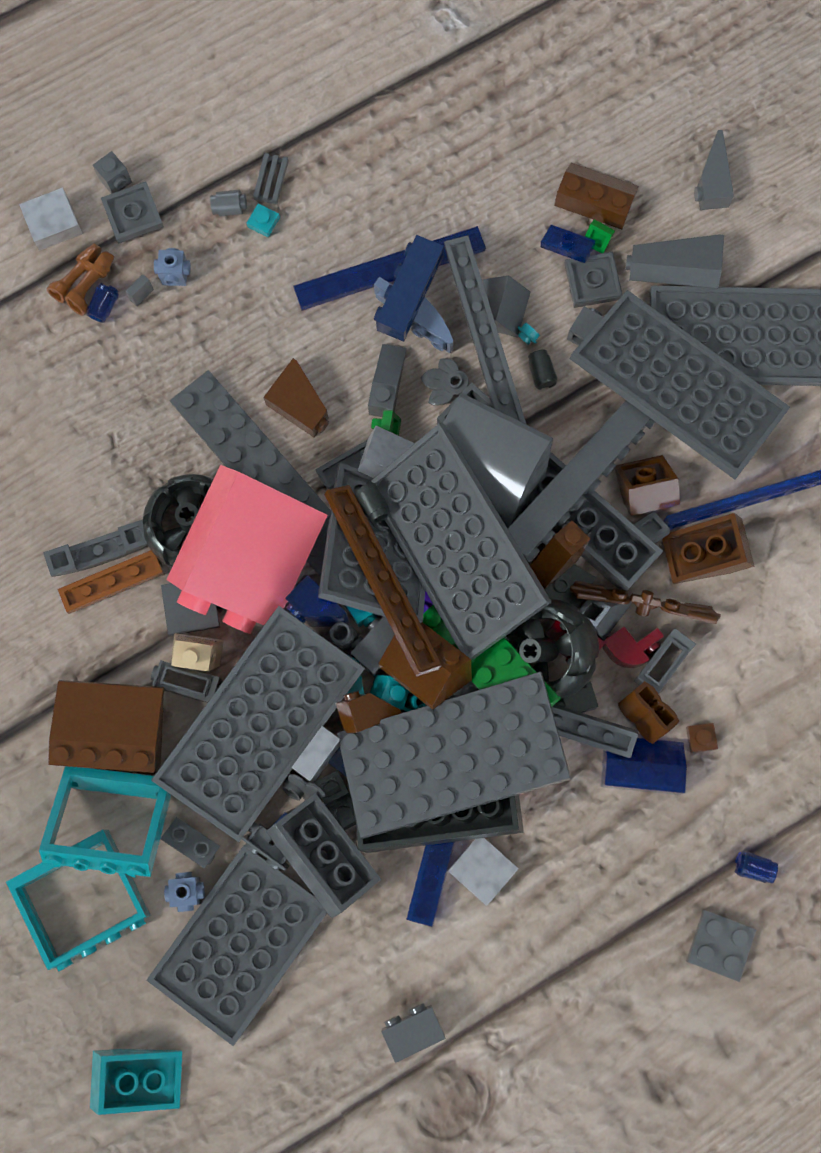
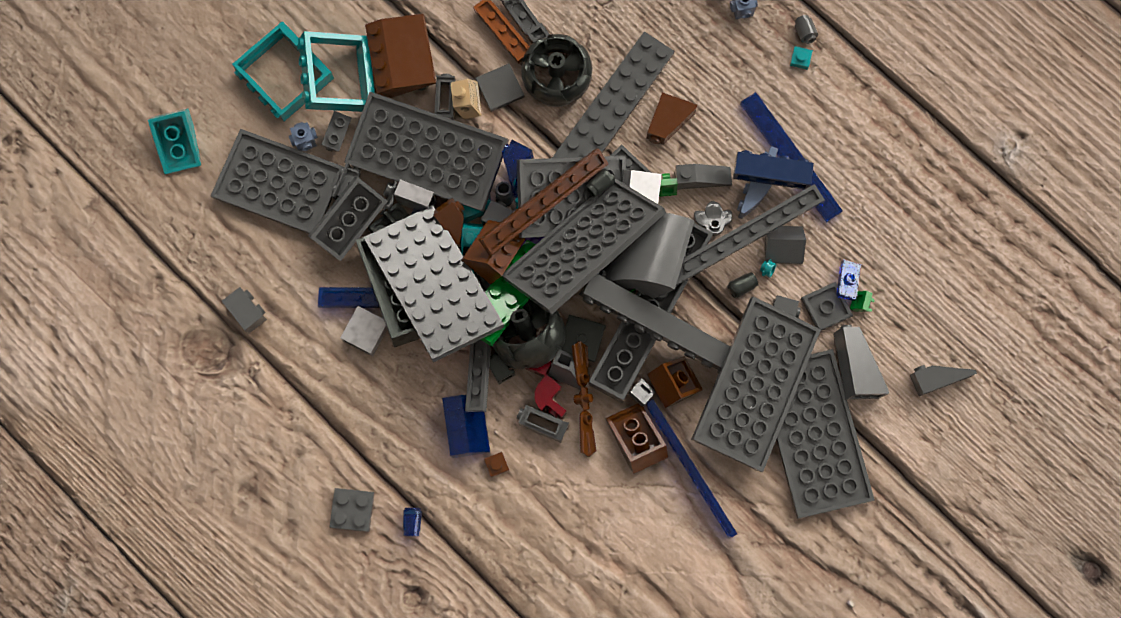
camera: 75 degrees right, 0 degrees up
(244, 550) = (542, 106): coral brick -> none
(259, 185) = (838, 52): dark grey tile -> none
(560, 554) = (598, 324): reddish brown slope -> none
(595, 195) = (896, 292): reddish brown slope -> none
(648, 712) = (504, 417): reddish brown brick -> none

